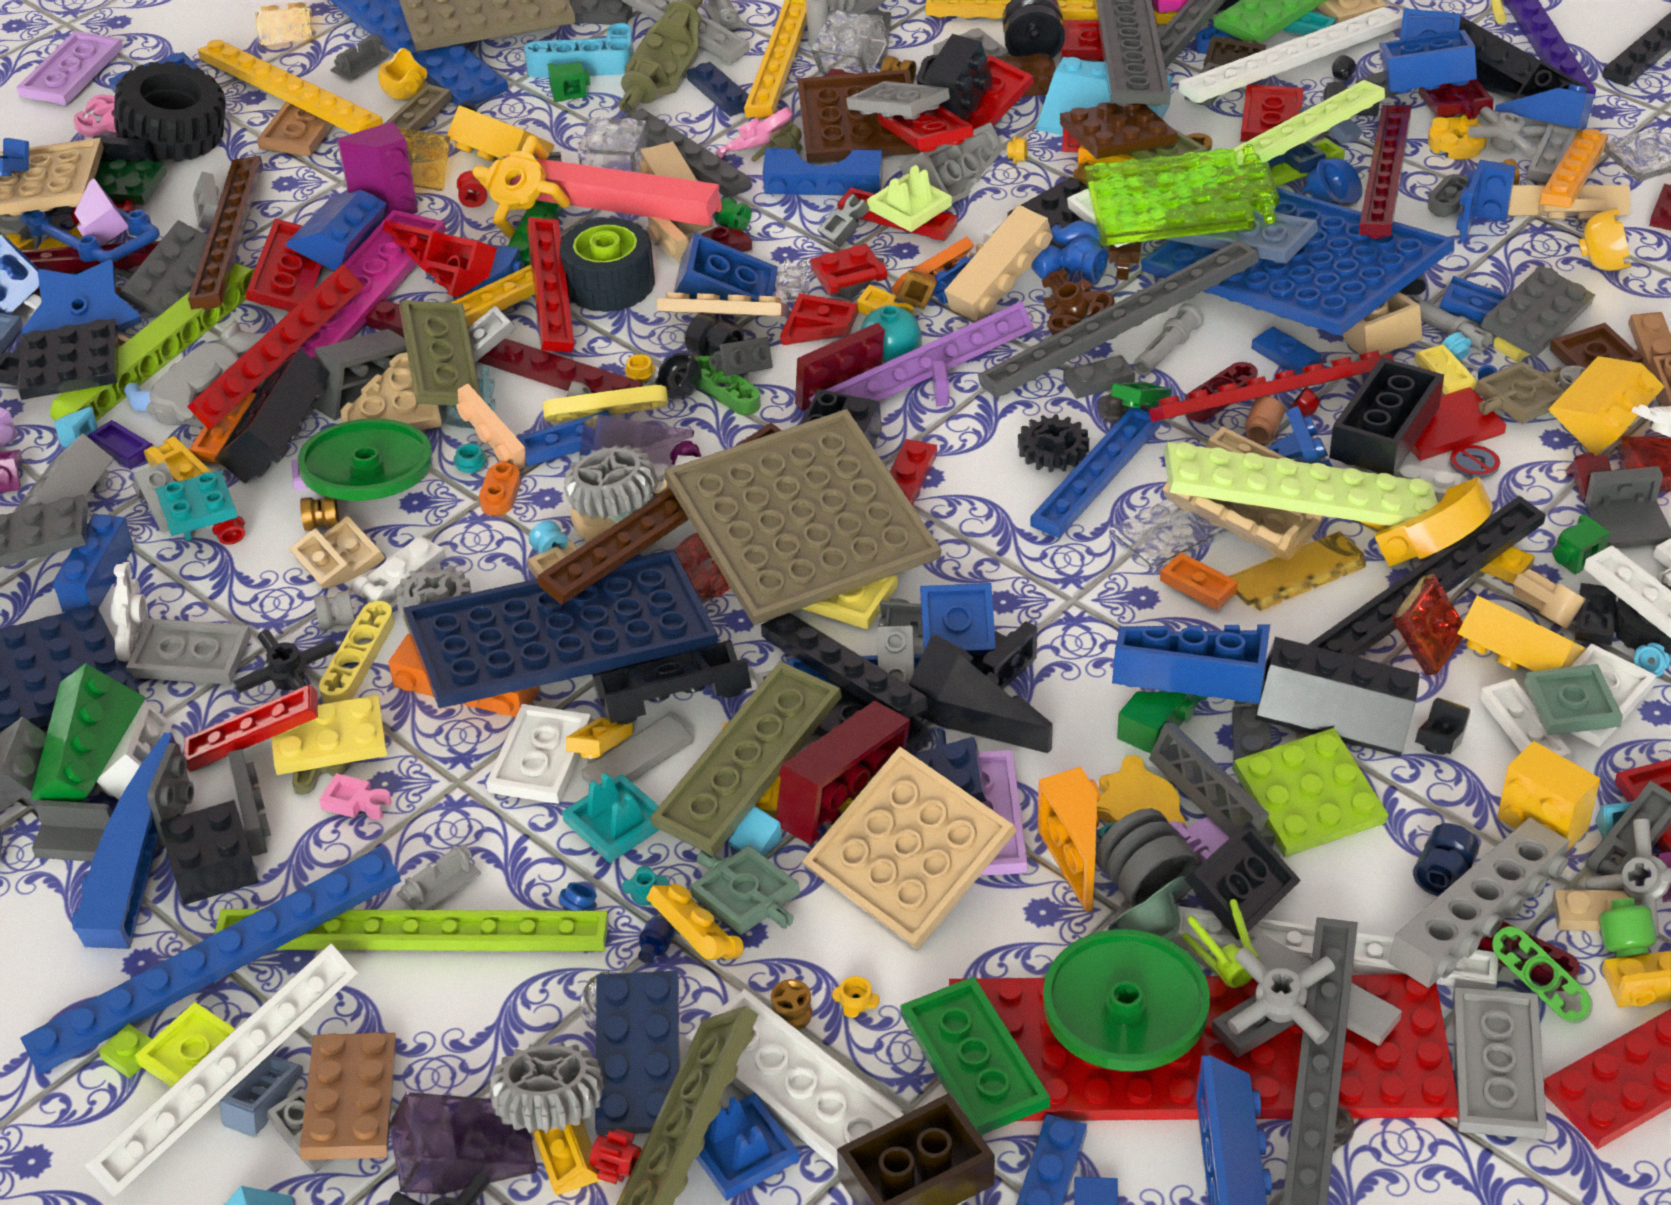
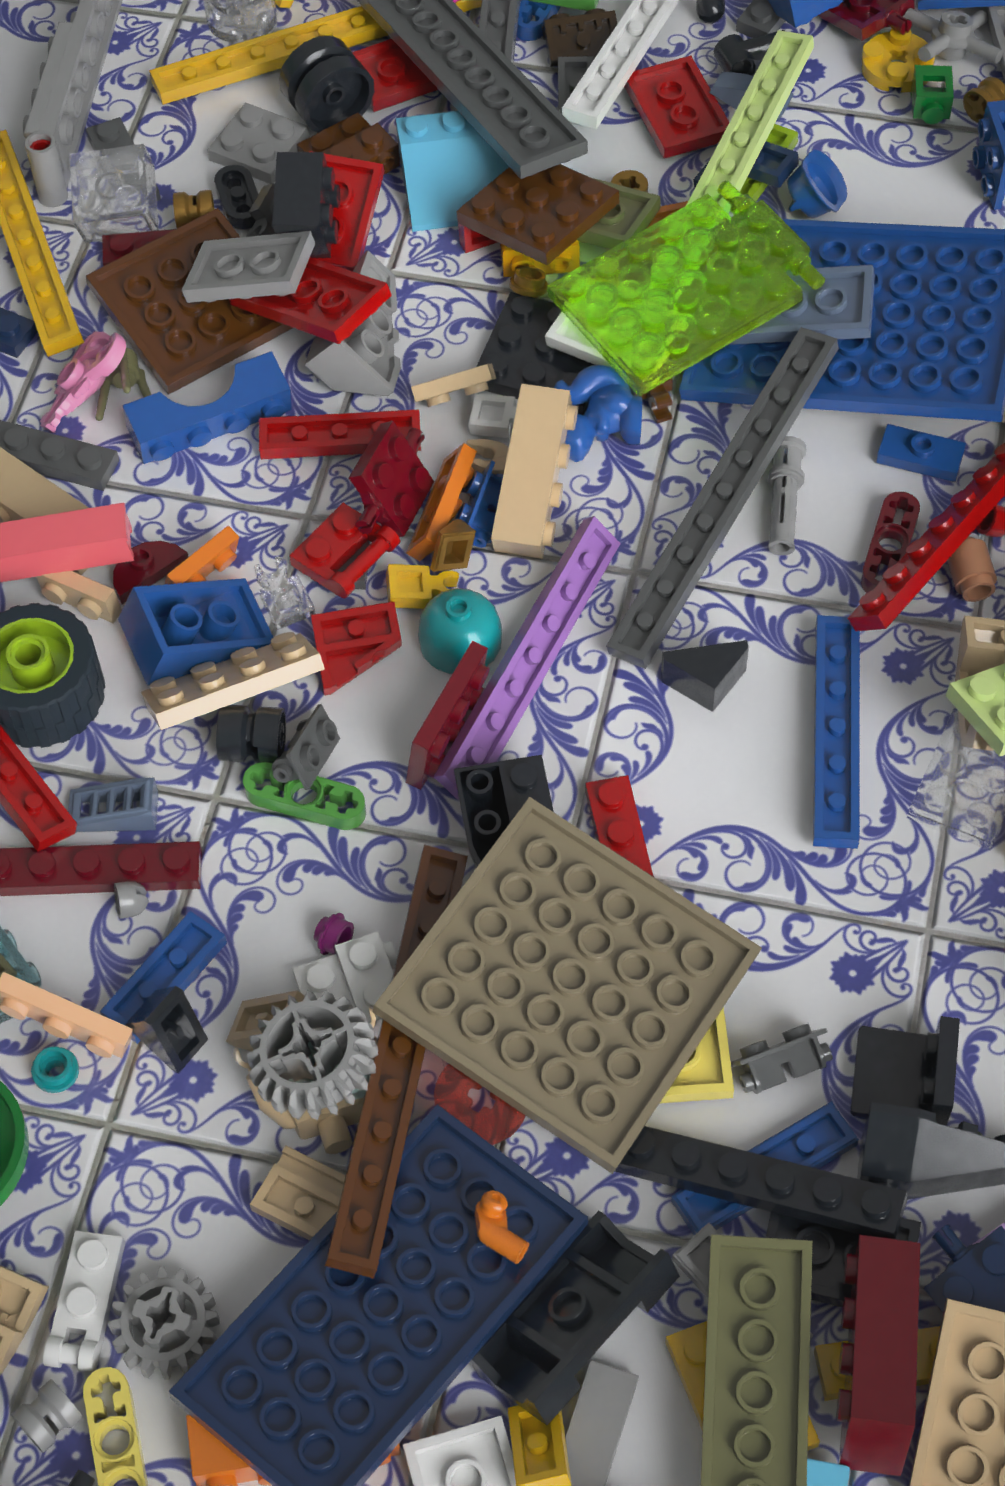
camera: 30 degrees left, 15 degrees up
(499, 489) = (123, 1095): orange plate -> none
(547, 456) = (169, 1027): none -> black slope
(547, 536) = (254, 1157): medium azure wheel -> none
(607, 349) = (125, 791): none -> sand blue slope
(609, 431) = (262, 958): clear purple slope -> none
(614, 401) = (180, 902): light yellow beam -> none
(639, 368) = (174, 811): yellow plate -> none
(654, 609) = (493, 1227): none -> orange arm
(680, 375) = (245, 814): black hair -> none
(733, 214) = (143, 520): green wheel -> none
(762, 245) = (213, 555): none -> orange plate
(843, 223) = (286, 482): dark grey plate -> none
(896, 651) = (806, 1129): light grey bracket -> none
(903, 238) = (391, 479): none -> dark red plate
(910, 200) = (352, 413): yellowish green plate -> none
(940, 383) = (571, 679): medium lavender tile -> none
(959, 615) = (852, 1048): blue plate -> none
(978, 208) = (438, 390): none -> tan plate
(1017, 149) = (418, 274): yellow plate -> none
(1026, 404) = (705, 671): none -> black slope
(1053, 443) = (763, 711): black gear -> none
(1072, 301) = (645, 488): reddish brown animal -> none
(1098, 376) = (739, 582): dark grey plate -> none
(1111, 408) = (789, 631): clear smoke plate -> none
(1139, 393) = (817, 594): green plate -> none
(1385, 171) = (884, 157): dark red plate -> none
(1446, 195) = (948, 150): dark grey plate -> none
(1457, 163) = (932, 103): none -> green brick

